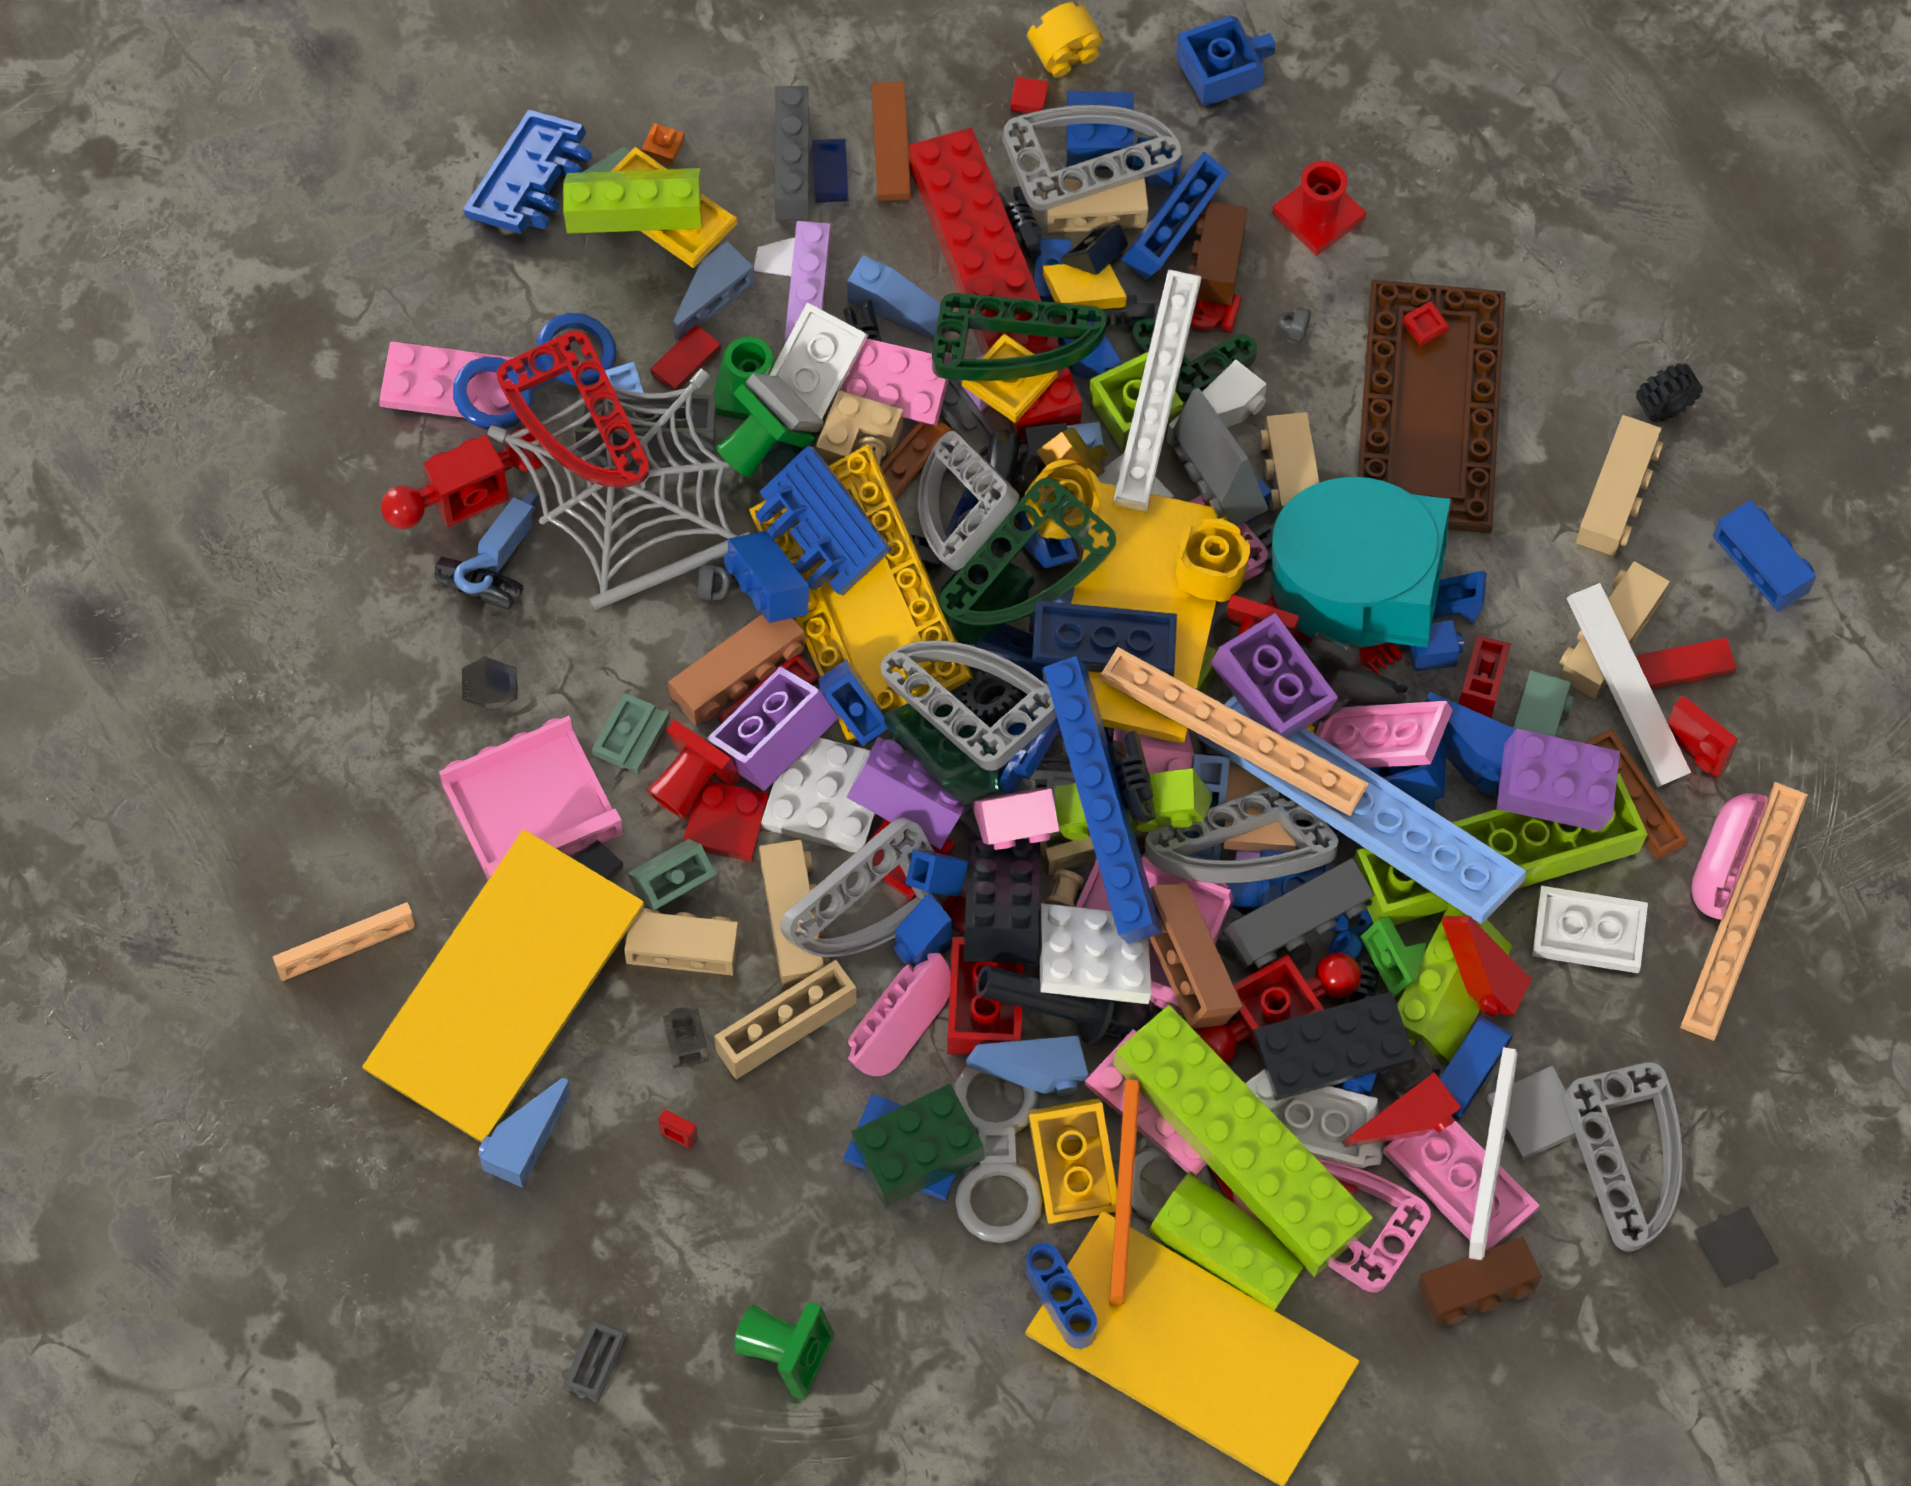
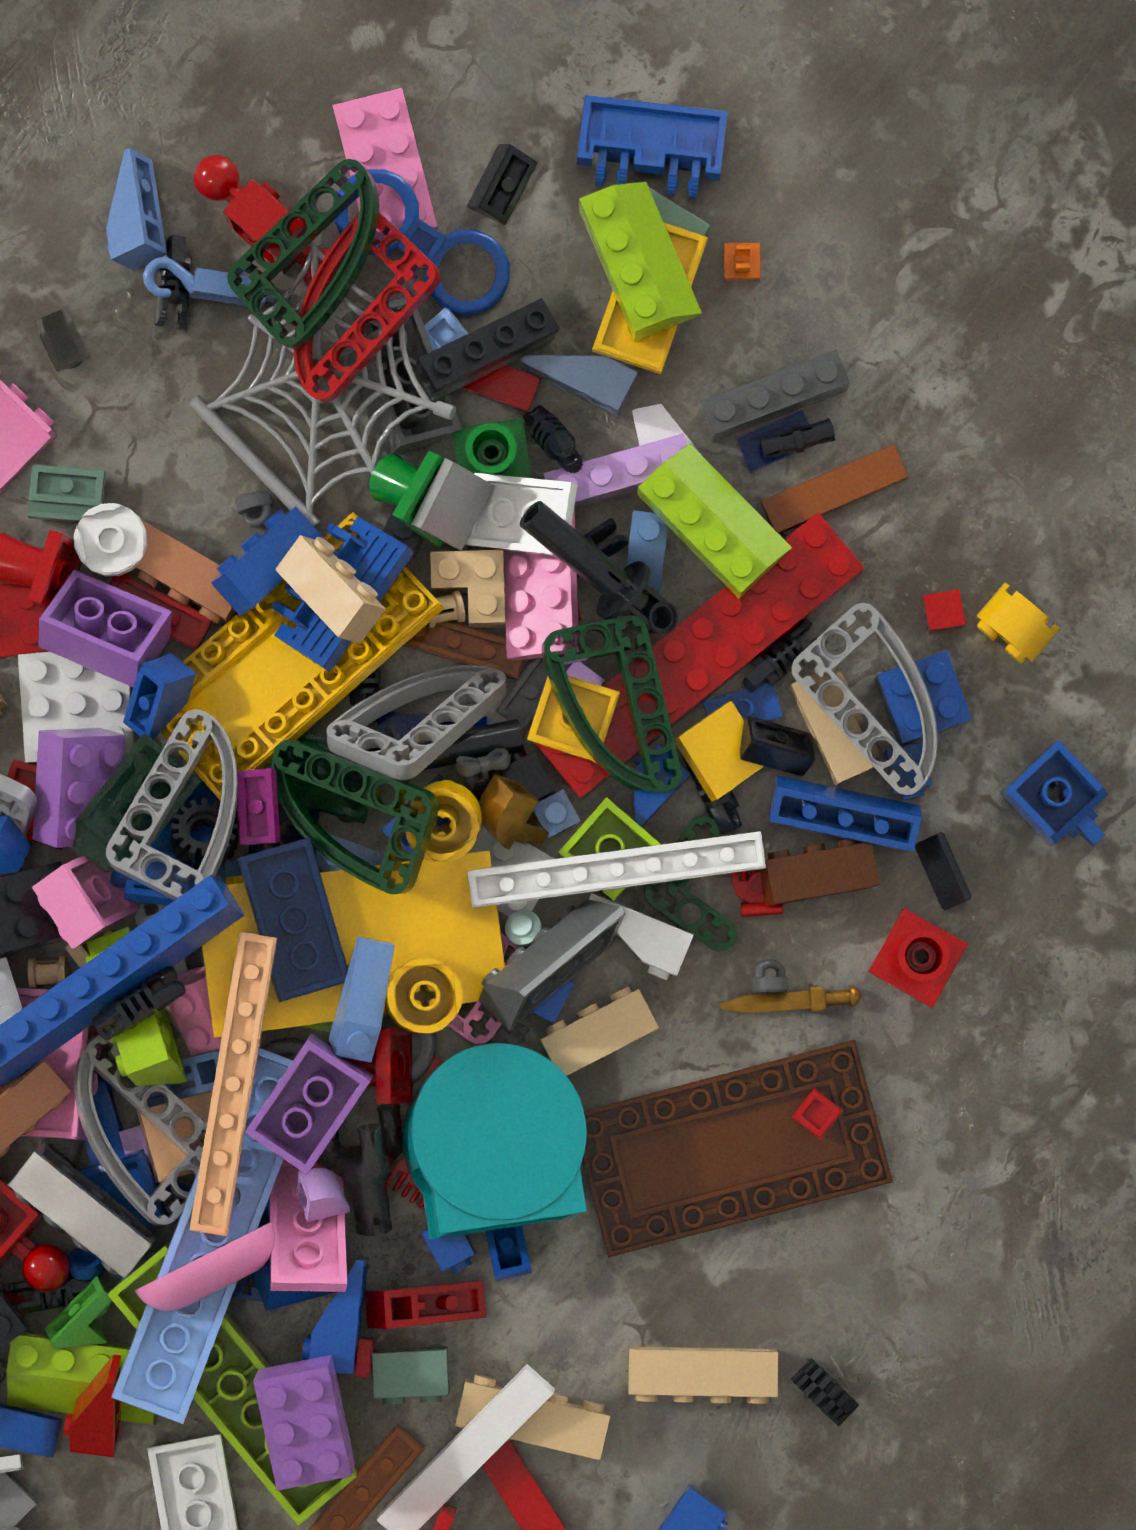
camera: 75 degrees right, 20 degrees up
(408, 591) = (135, 216): none -> medium blue slope
(500, 445) = (290, 247): none -> dark green beam
(508, 301) = (502, 183): none -> black slope
(655, 343) = (486, 350): none -> black piece
(693, 696) = (110, 539): none -> white tile
(758, 320) = (553, 438): none -> black hinge
(820, 512) = (331, 588): none -> tan brick
(837, 146) = (797, 438): none -> black pin
(887, 217) = (713, 520): none -> lime slope
(912, 305) = (622, 590): none -> black piece
(992, 637) = (258, 807): none -> magenta plate
(1023, 465) = (495, 760): none -> dark grey piece
(1178, 486) = (522, 927): none -> light aqua plate
(1201, 607) = (362, 1000): none -> medium blue slope
(1254, 165) = (943, 871): none -> black slope
(1324, 300) = (814, 999): none -> pearl gold sword
(1356, 715) = (320, 1194): none -> lavender brick
(1395, 806) = (210, 1271): none -> bright pink brick

